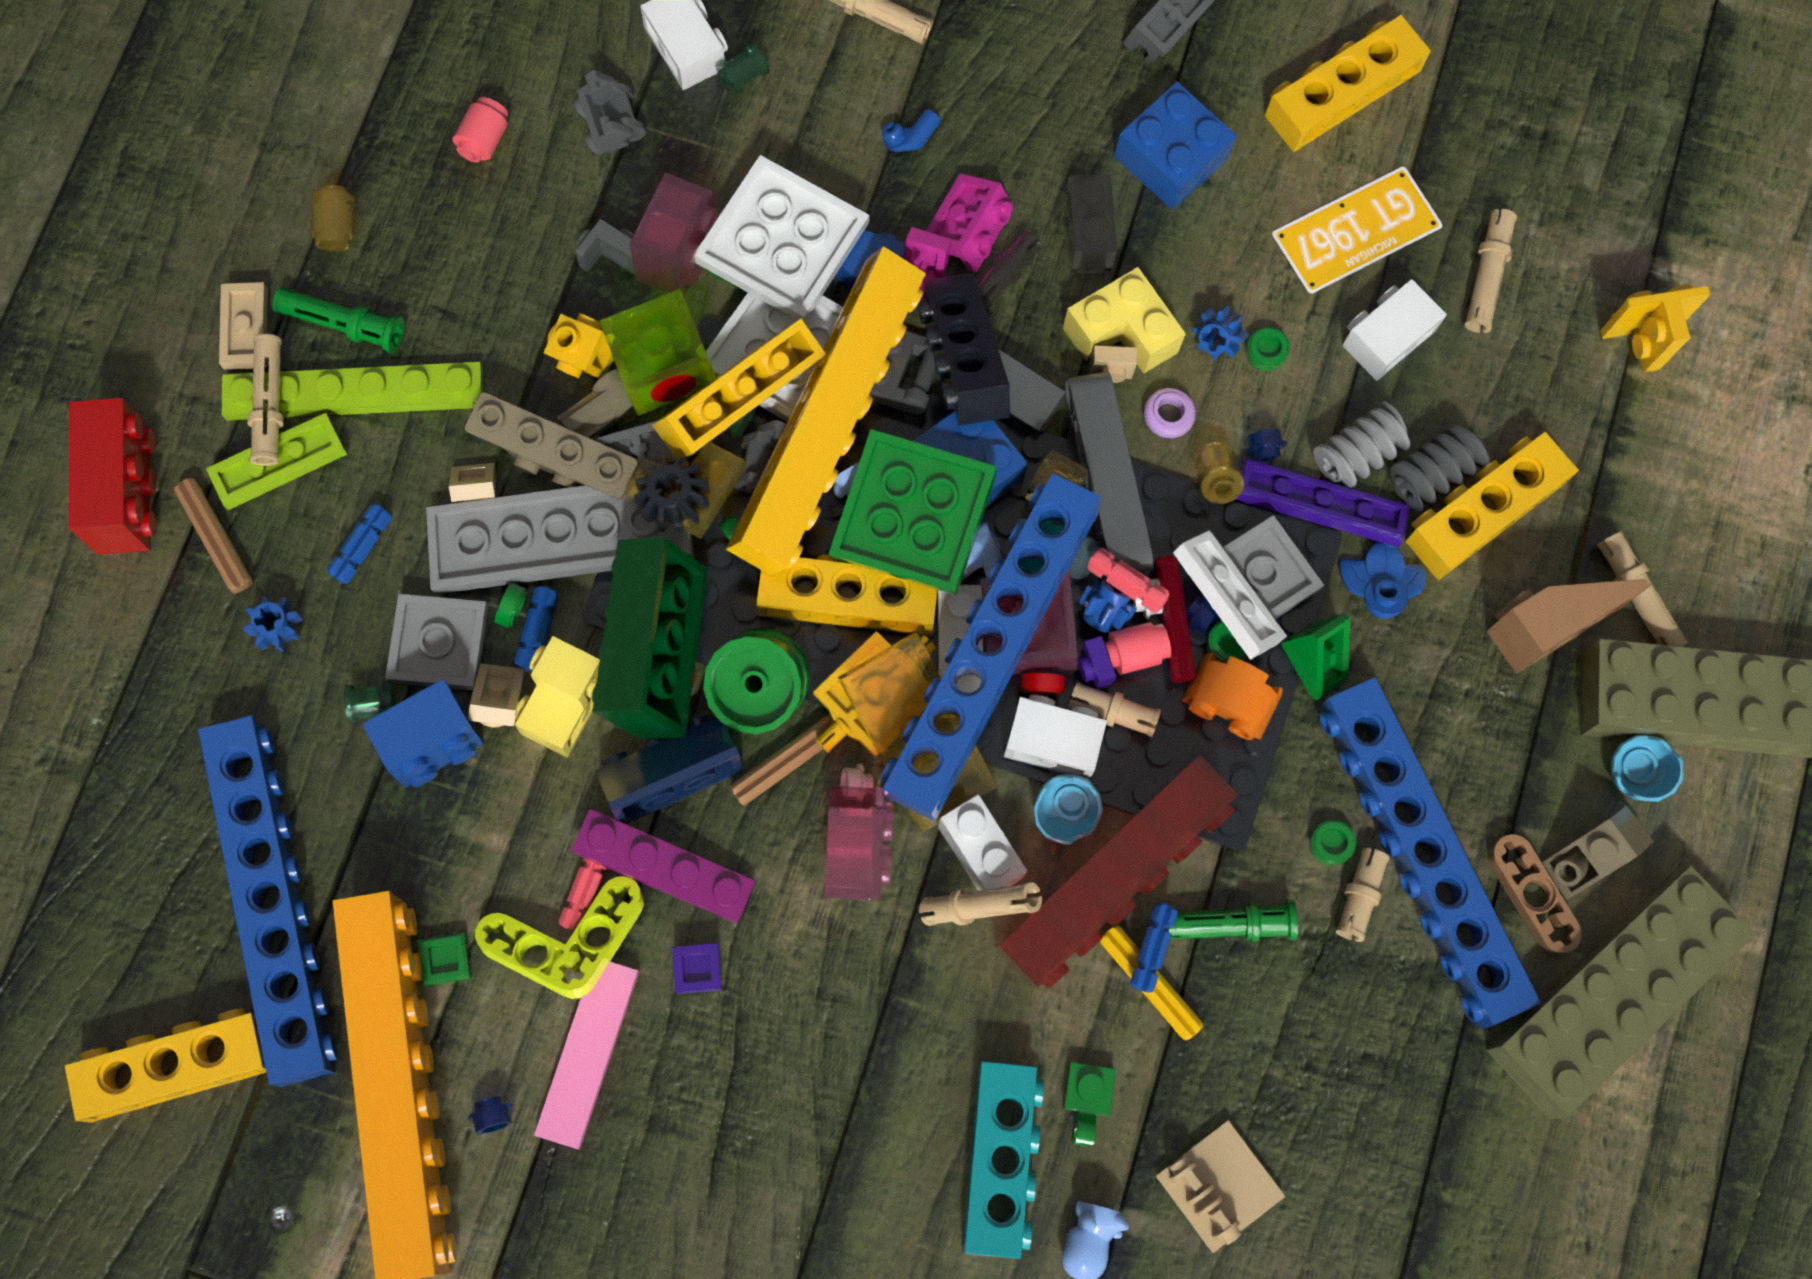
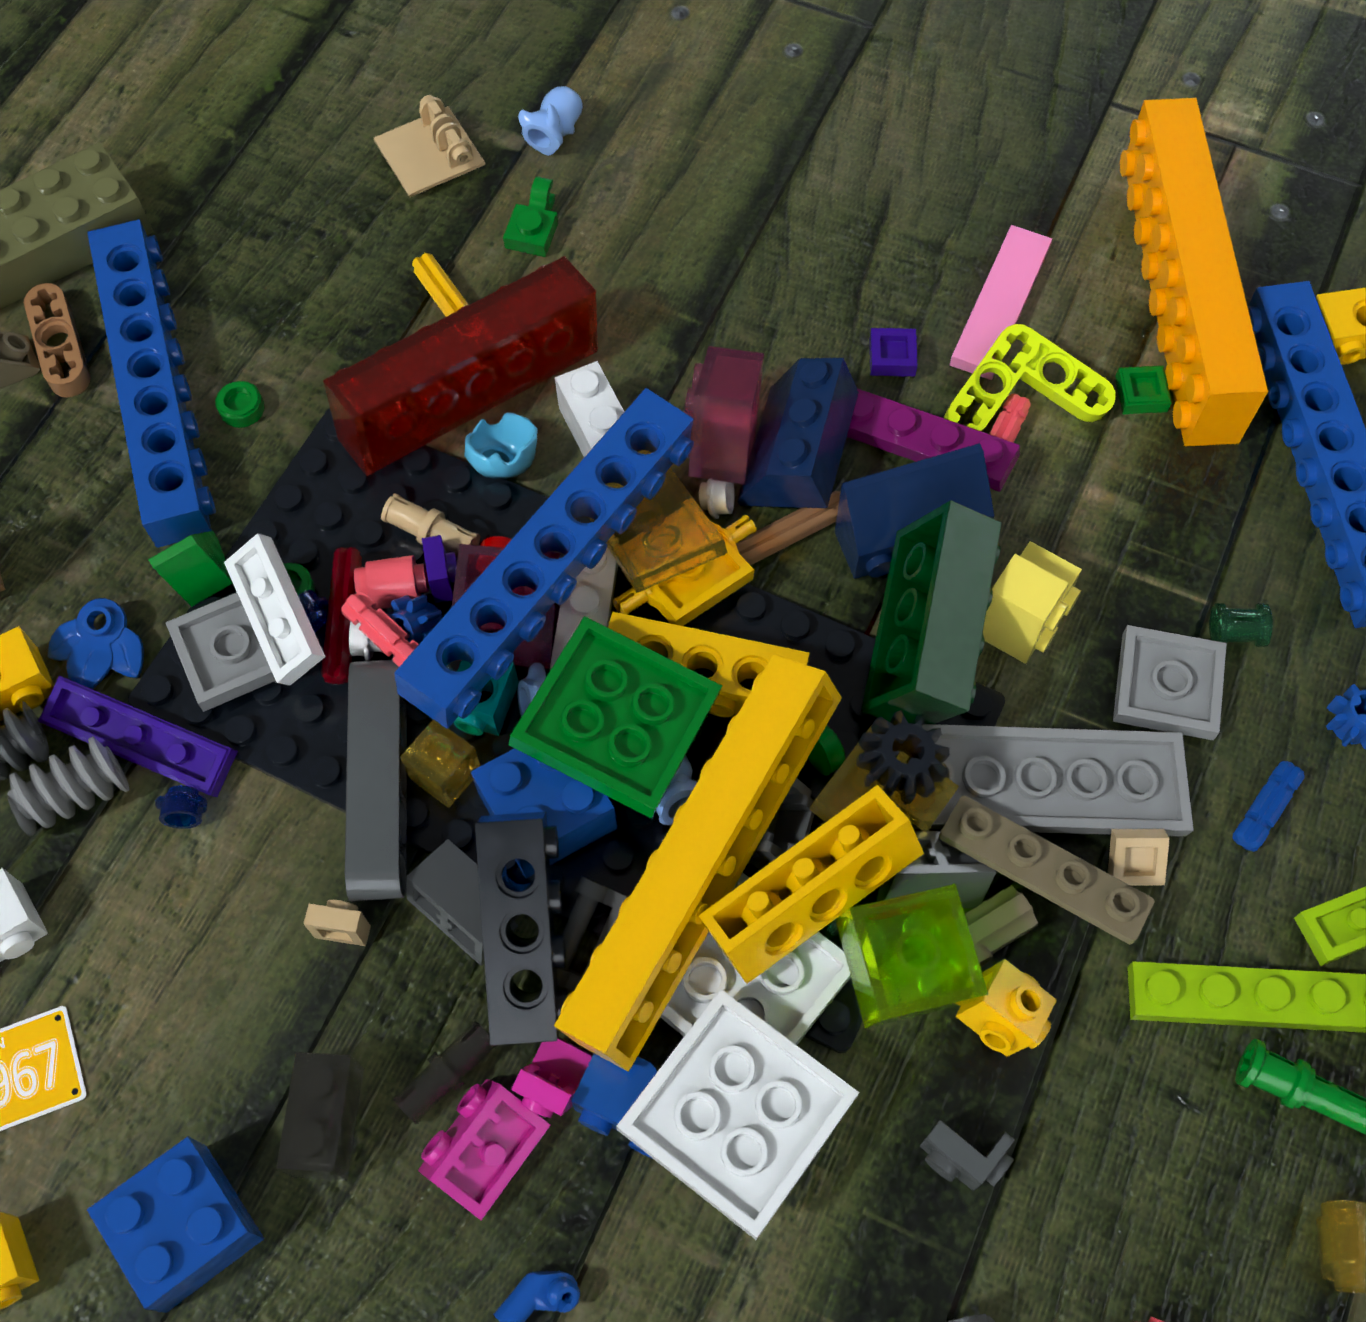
camera: 165 degrees left, 10 degrees down
(423, 735) = (1181, 566): blue brick -> none
(490, 1115) = (1092, 257): clear blue plate -> none
(496, 695) = (1102, 602): tan plate -> none
(510, 605) = (1088, 708): green tile -> none
(536, 625) = (1058, 686): blue axle -> none
(671, 235) = (883, 1145): clear pink brick -> none
(733, 690) = (814, 583): green wheel -> none
(782, 843) = (801, 436): none -> dark blue slope
(966, 906) = (622, 359): tan pin -> none
(981, 1232) = (622, 180): teal brick -> none
(1055, 736) = (493, 496): white brick -> none
(1127, 313) = (309, 985): light yellow brick -> none
(1154, 947) = (448, 302): blue axle -> none
(1174, 397) = (271, 848): lavender piece -> none
(1219, 473) = (245, 768): clear yellow brick -> none
(1220, 332) = (193, 947): blue gear -> none
(1235, 693) = (304, 528): orange cylinder -> none
(1250, 921) = (341, 338): green pin -> none
(1267, 349) = (141, 933): green tile -> none
(1362, 894) = (224, 351): tan pin -> none

